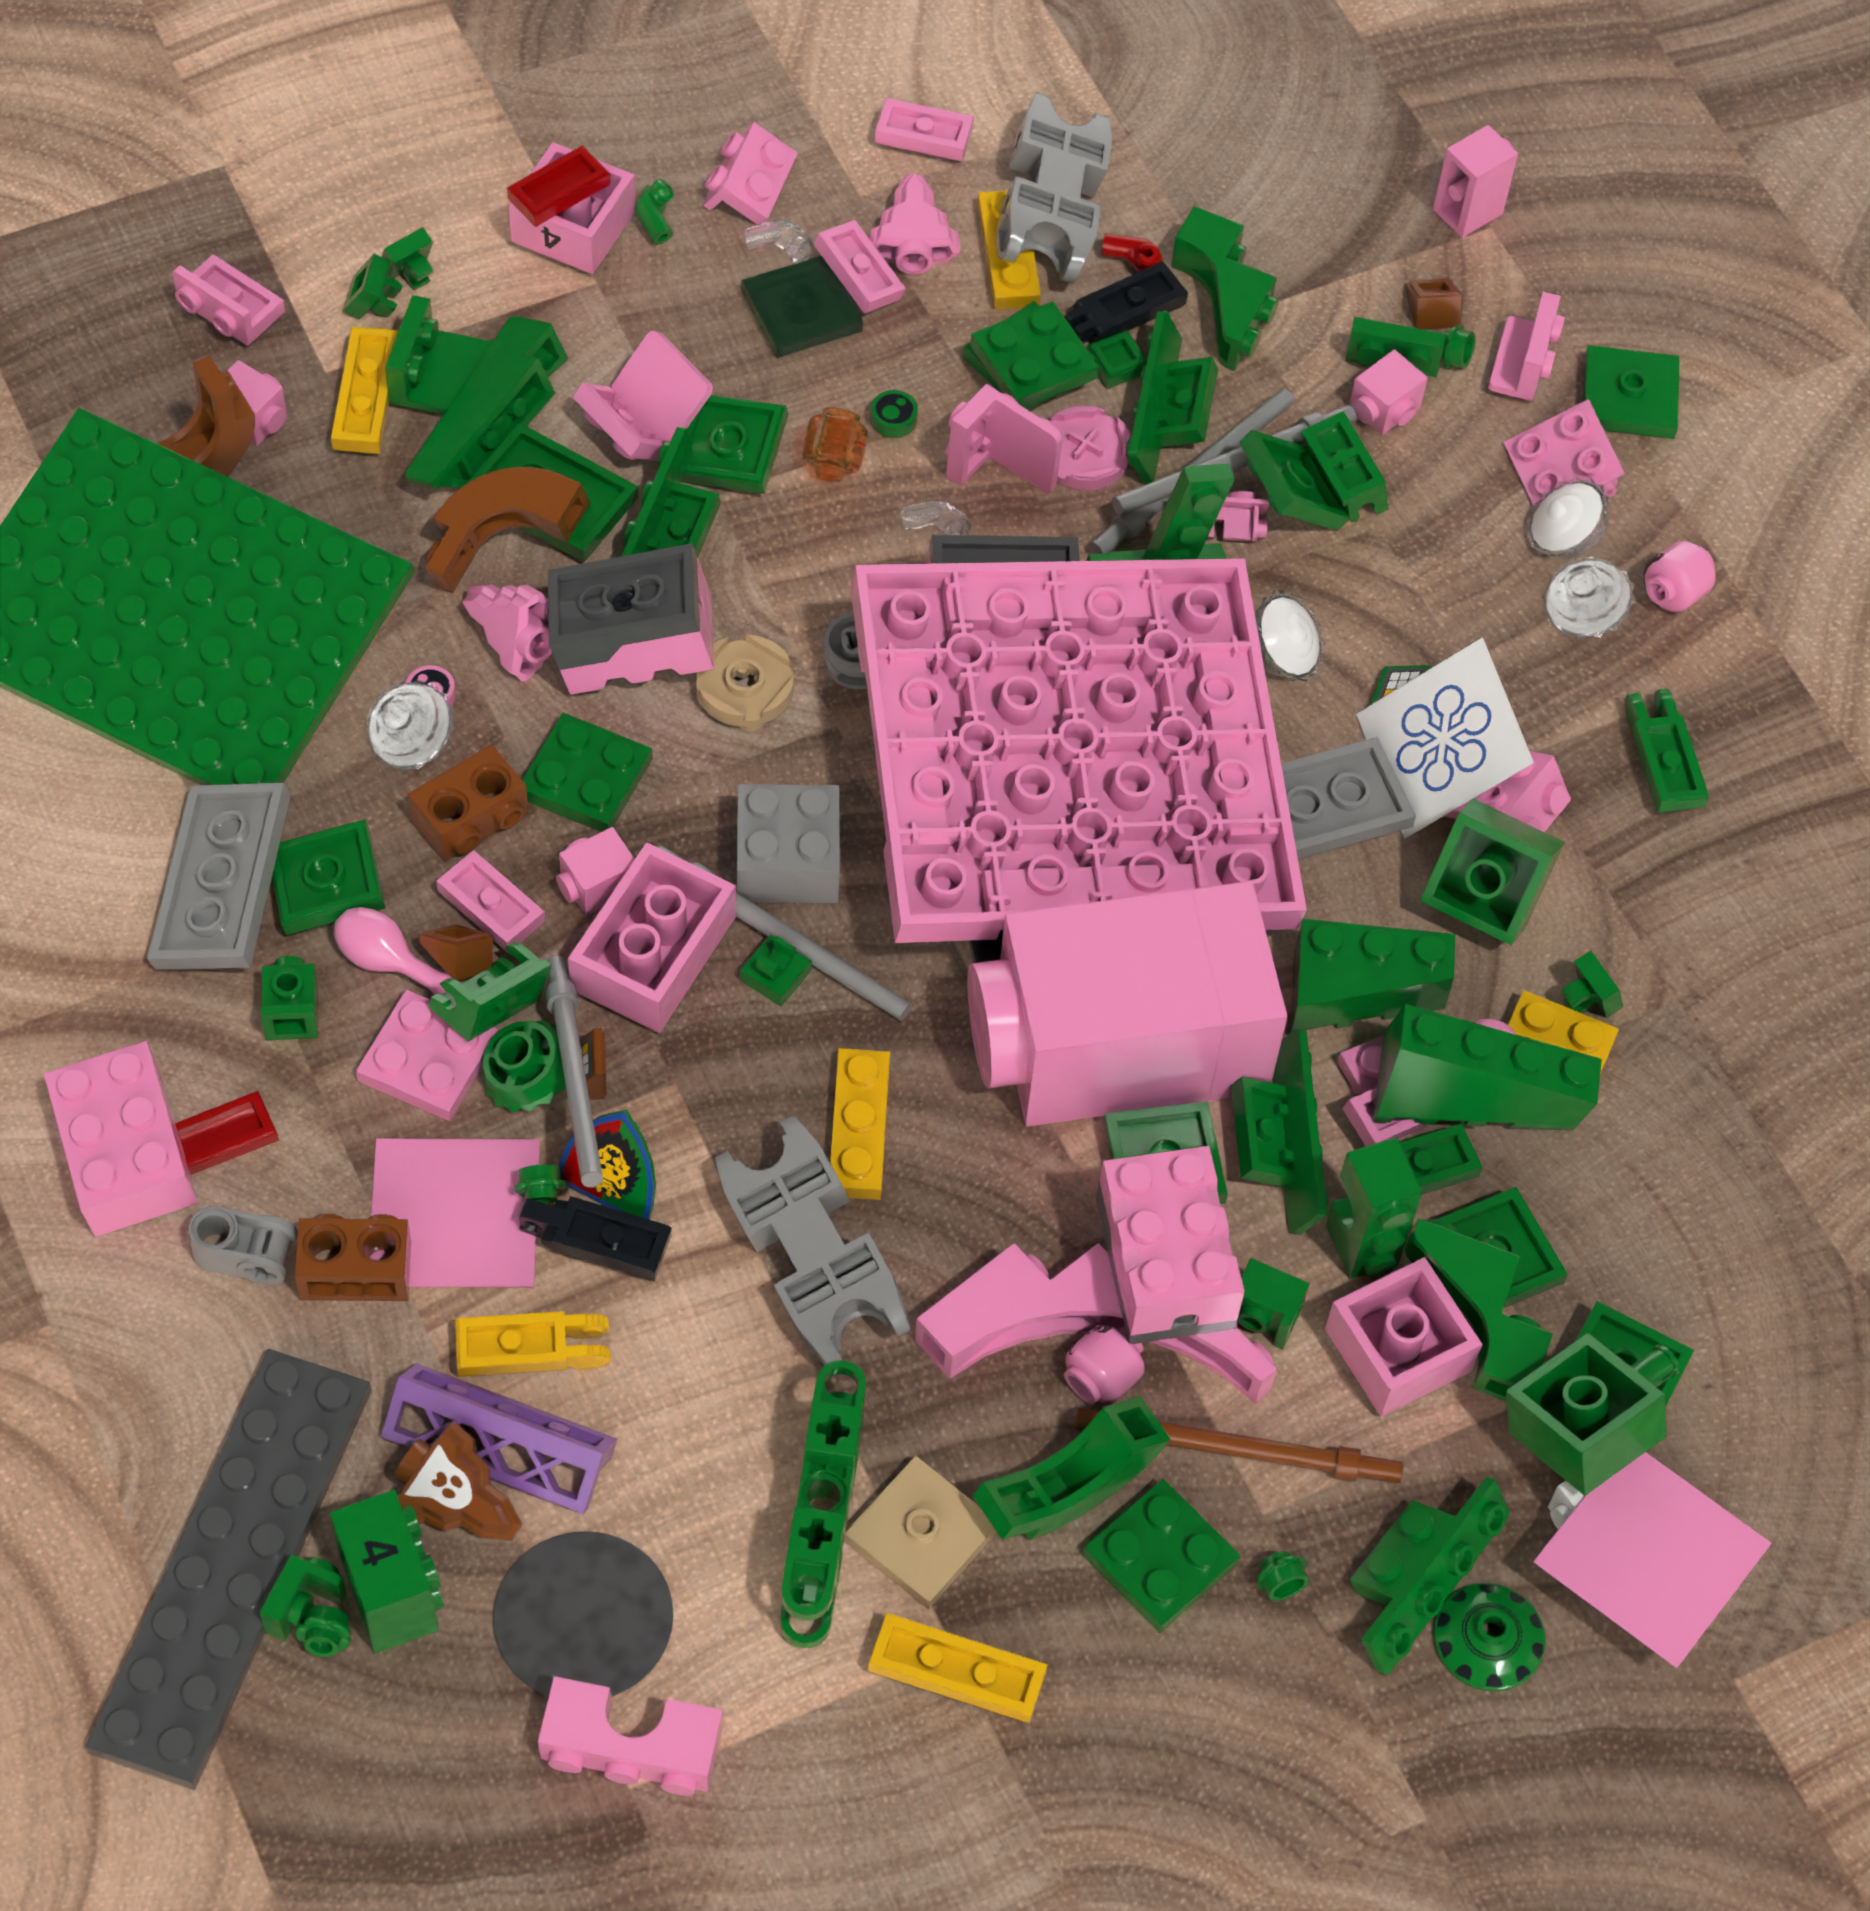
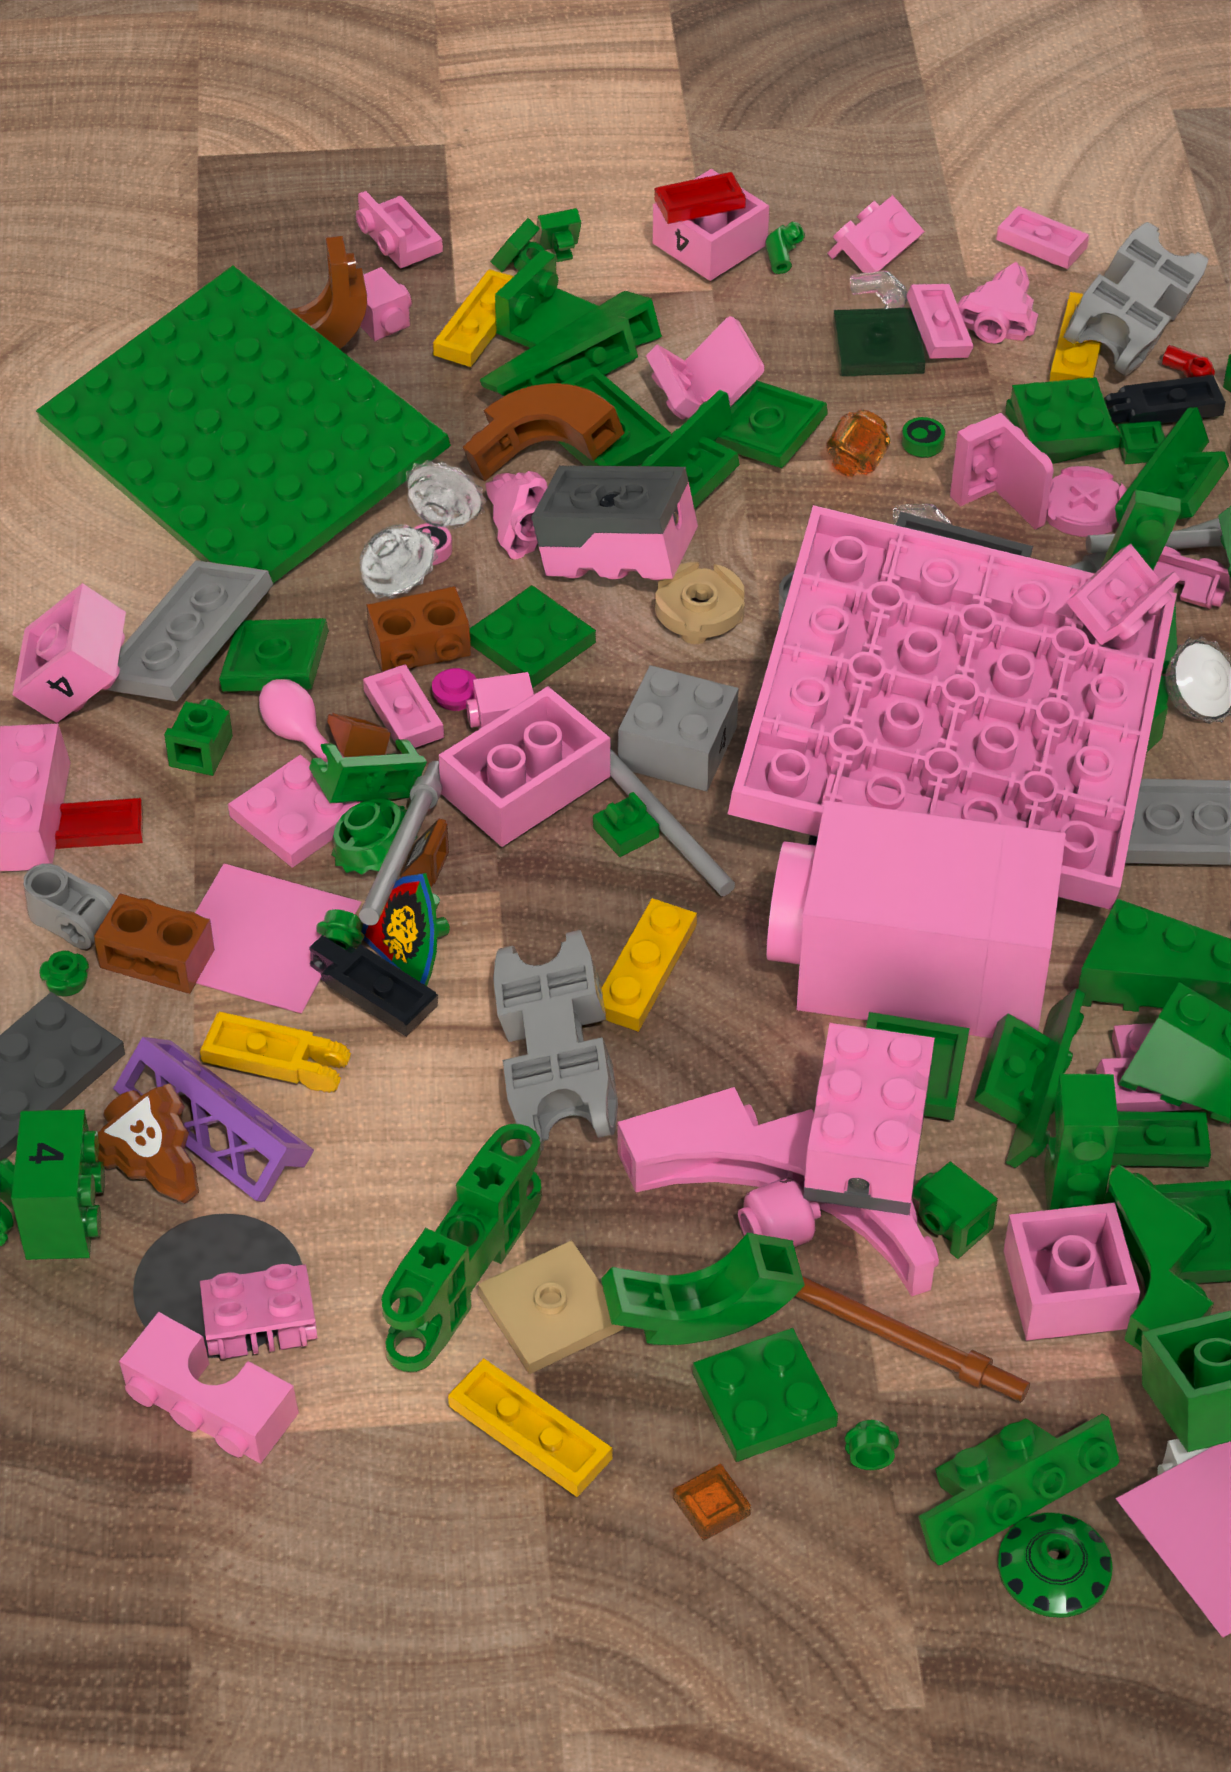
camera: 25 degrees right, 10 degrees down
(115, 948) = (70, 653): none -> bright pink brick
(273, 1332) = (65, 973): none -> green plate
(429, 634) = (443, 495): none -> clear piece
(533, 859) = (453, 688): none -> dark pink plate
(639, 1630) = (255, 1304): none -> bright pink hinge
(1156, 1684) = (712, 1502): none -> clear orange tile
(1201, 584) = (1120, 595): none -> bright pink bracket

